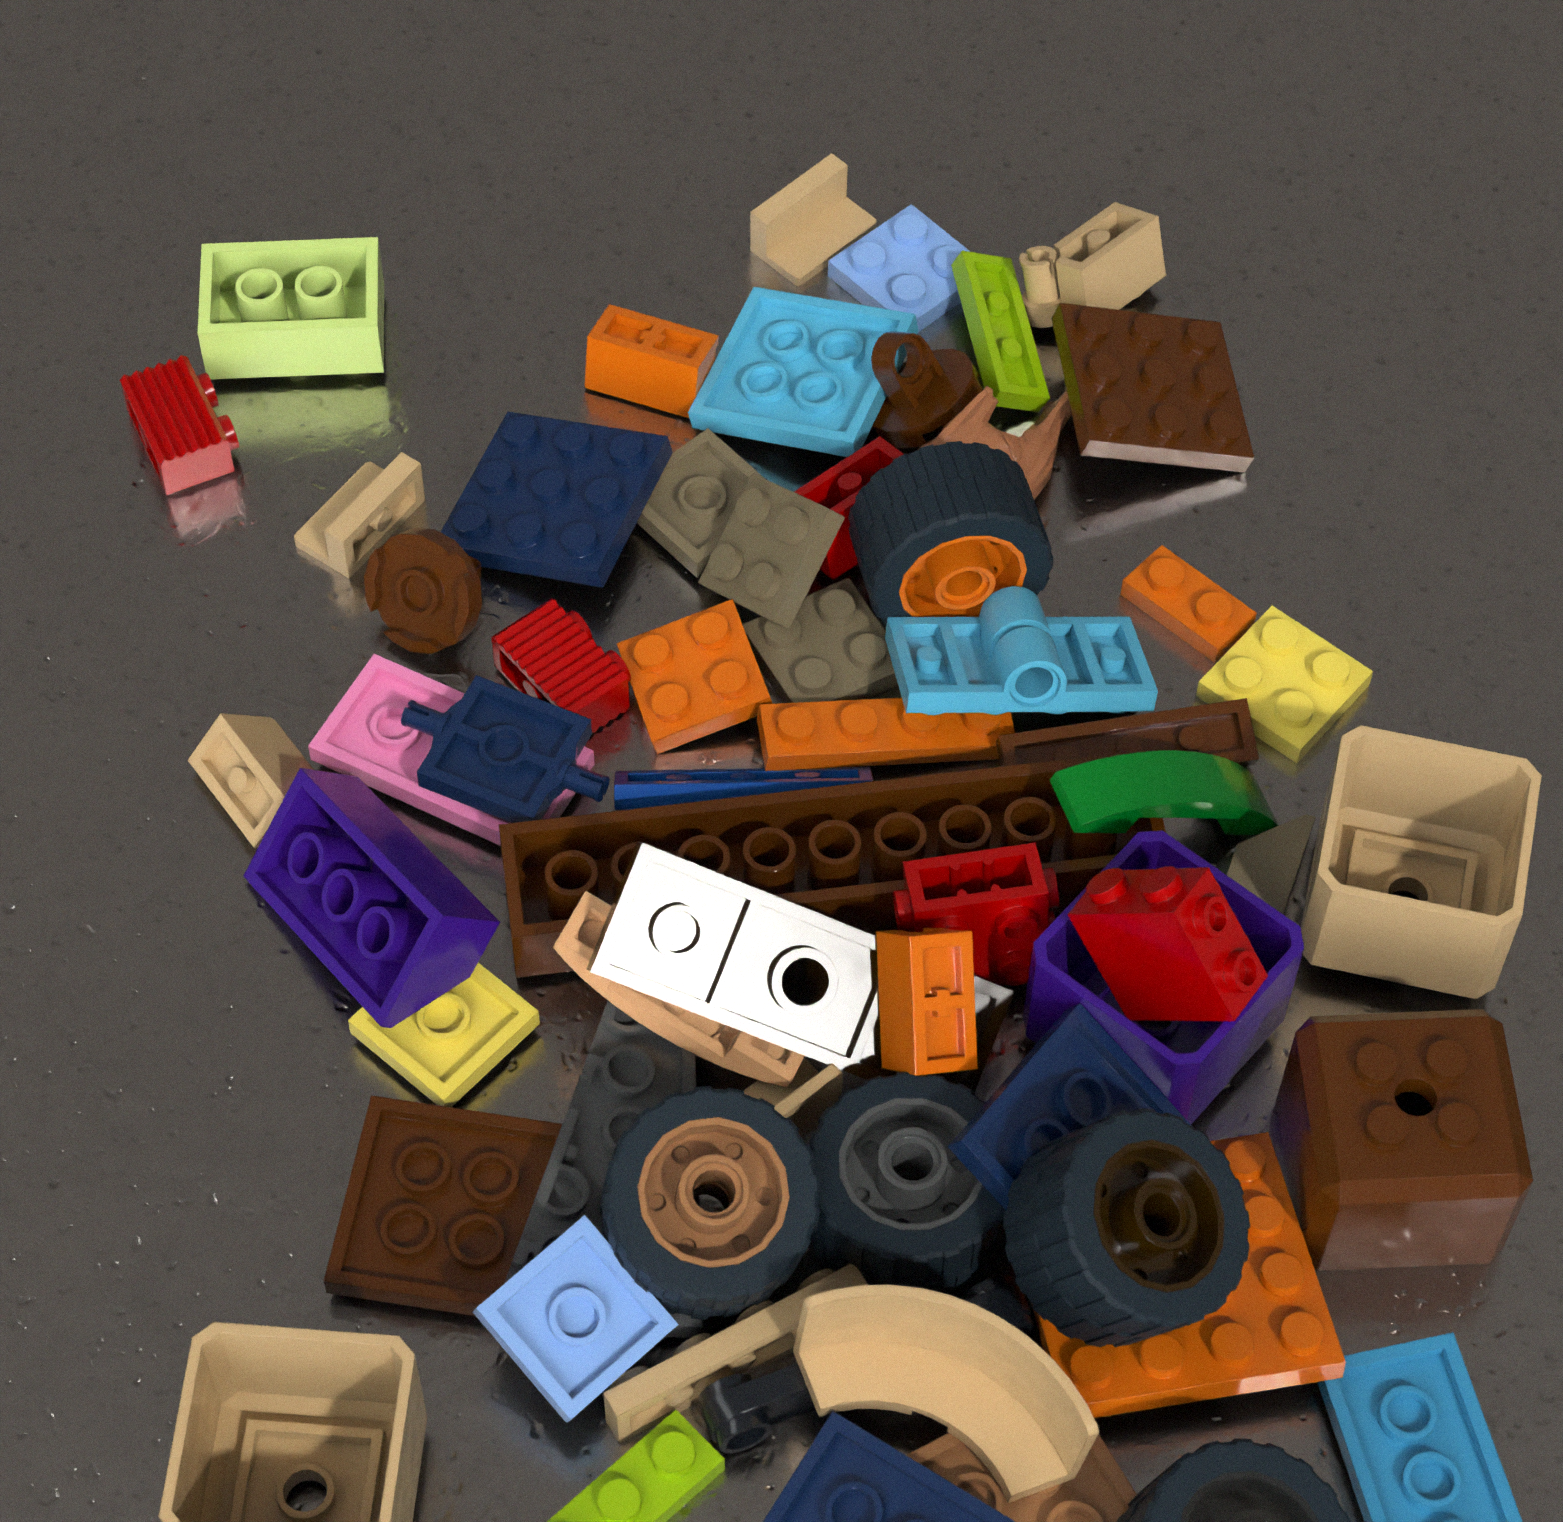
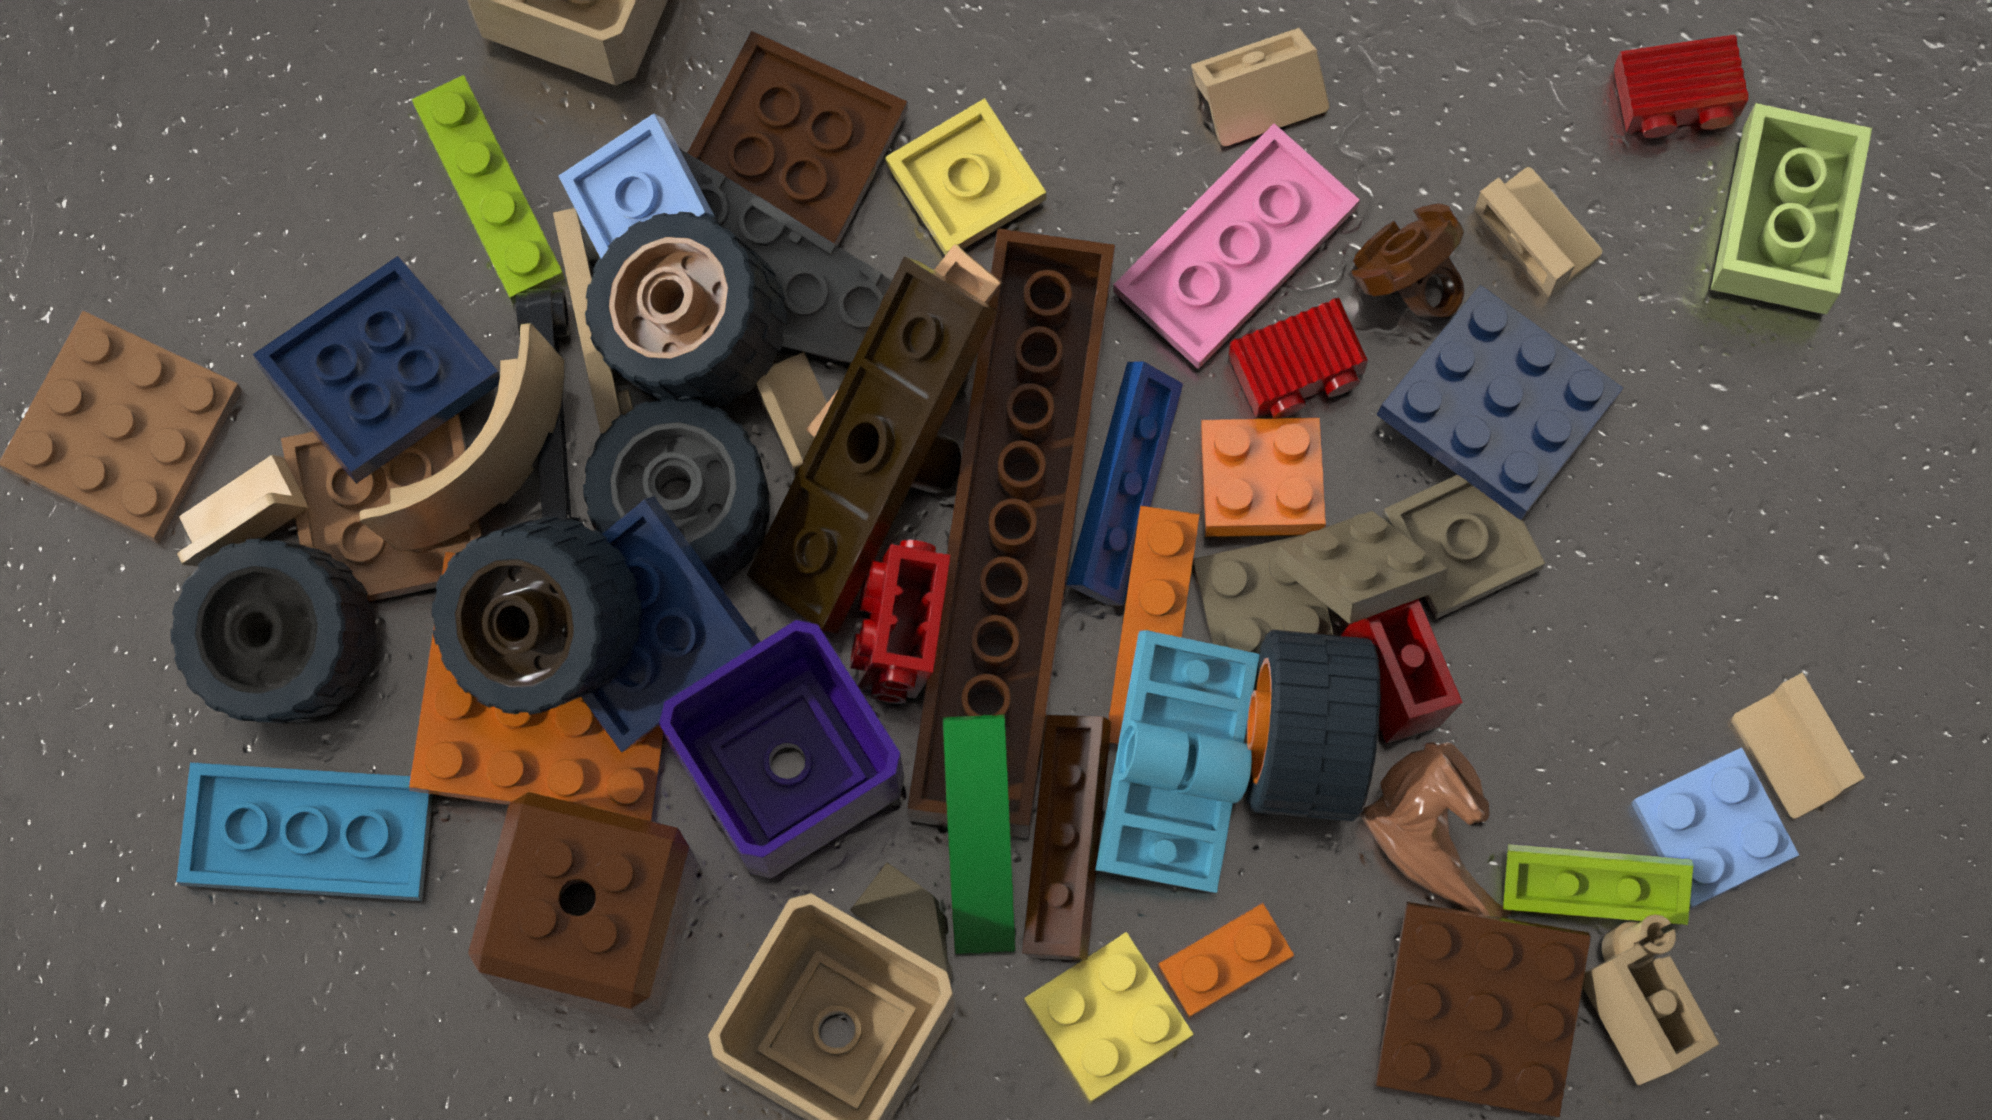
camera: 110 degrees right, 20 degrees up
(368, 896) = (1094, 136): dark purple slope -> none
(504, 752) = (1204, 276): dark blue plate -> none
(648, 360) = (1649, 533): orange hinge -> none
(799, 372) = (1592, 674): medium azure plate -> none
(925, 390) = (1528, 775): reddish brown tile -> none
(927, 1001) = (810, 537): orange hinge -> none
(1168, 944) = (774, 733): red brick -> none

